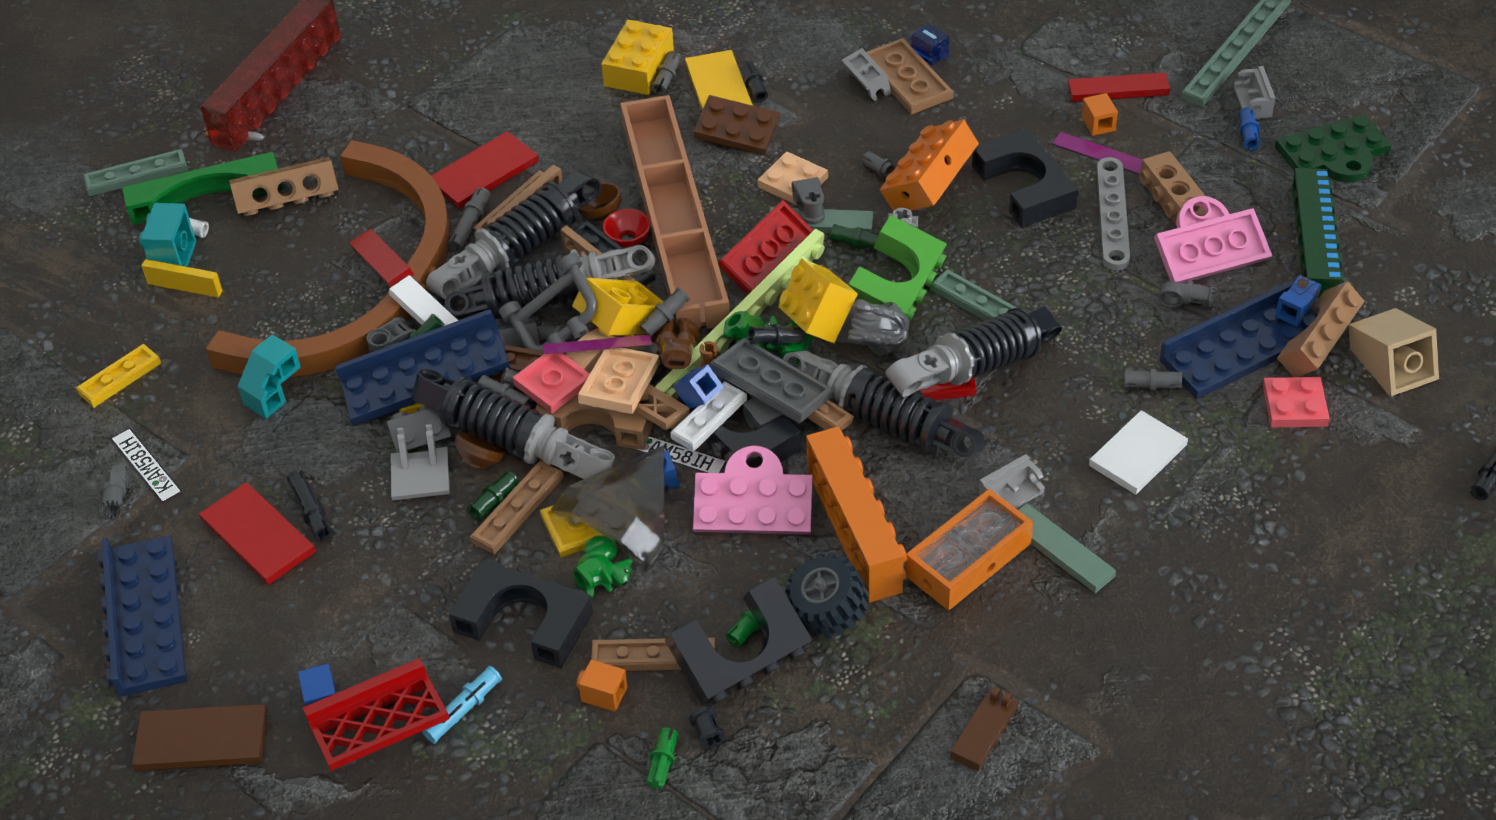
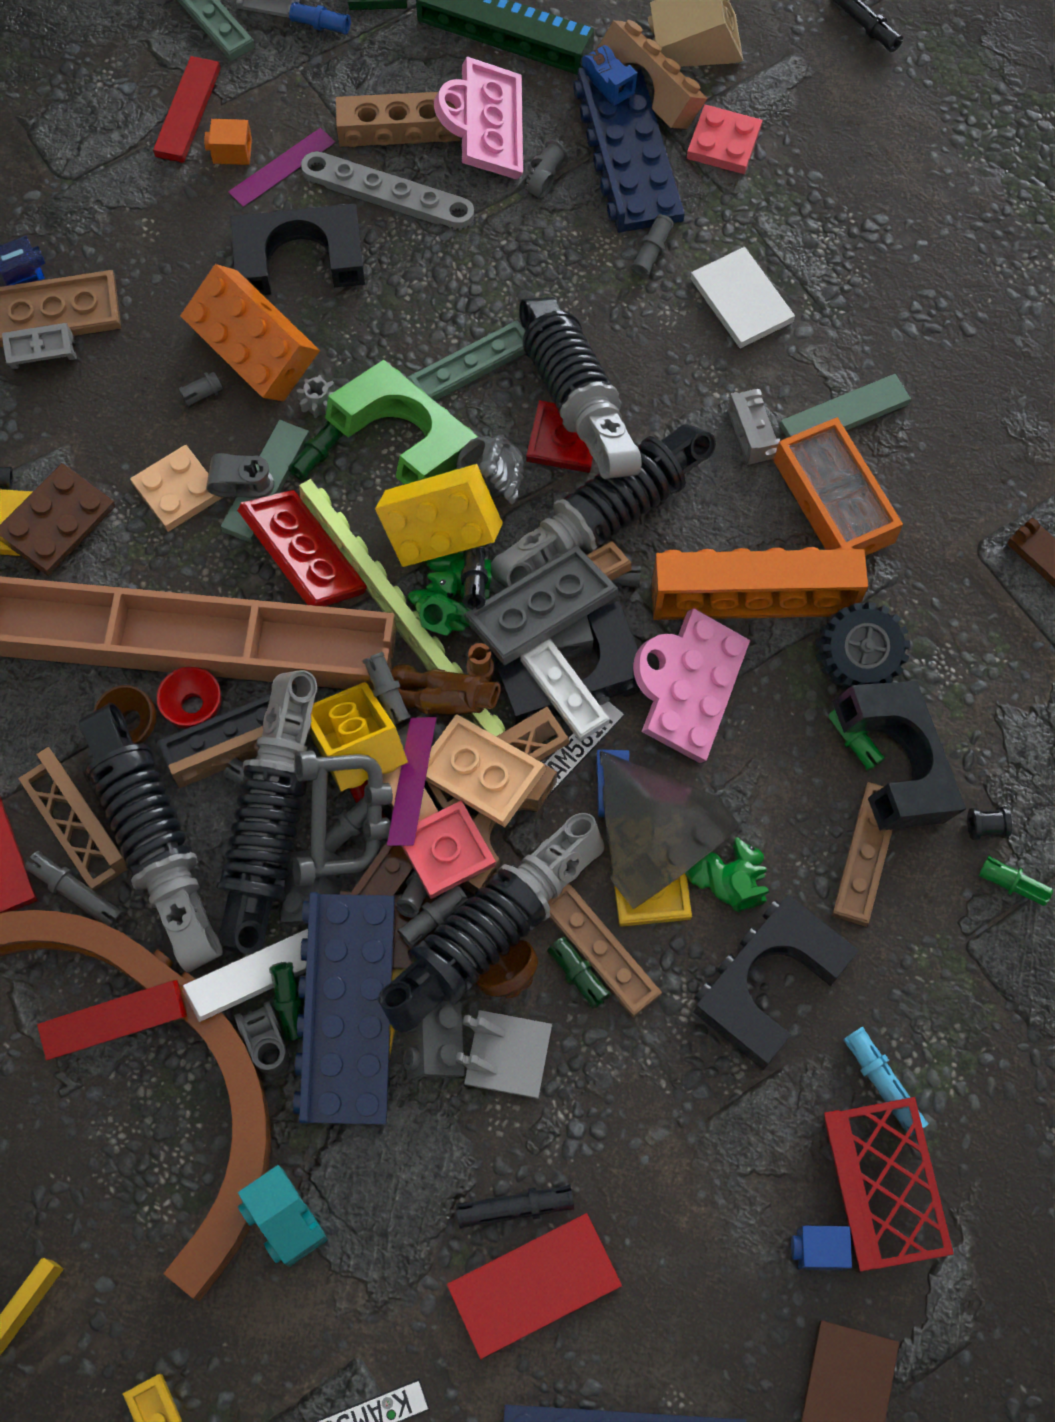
camera: 75 degrees left, 20 degrees up
(602, 685) = (905, 917): orange brick -> none
(698, 386) = (532, 684): blue brick -> none

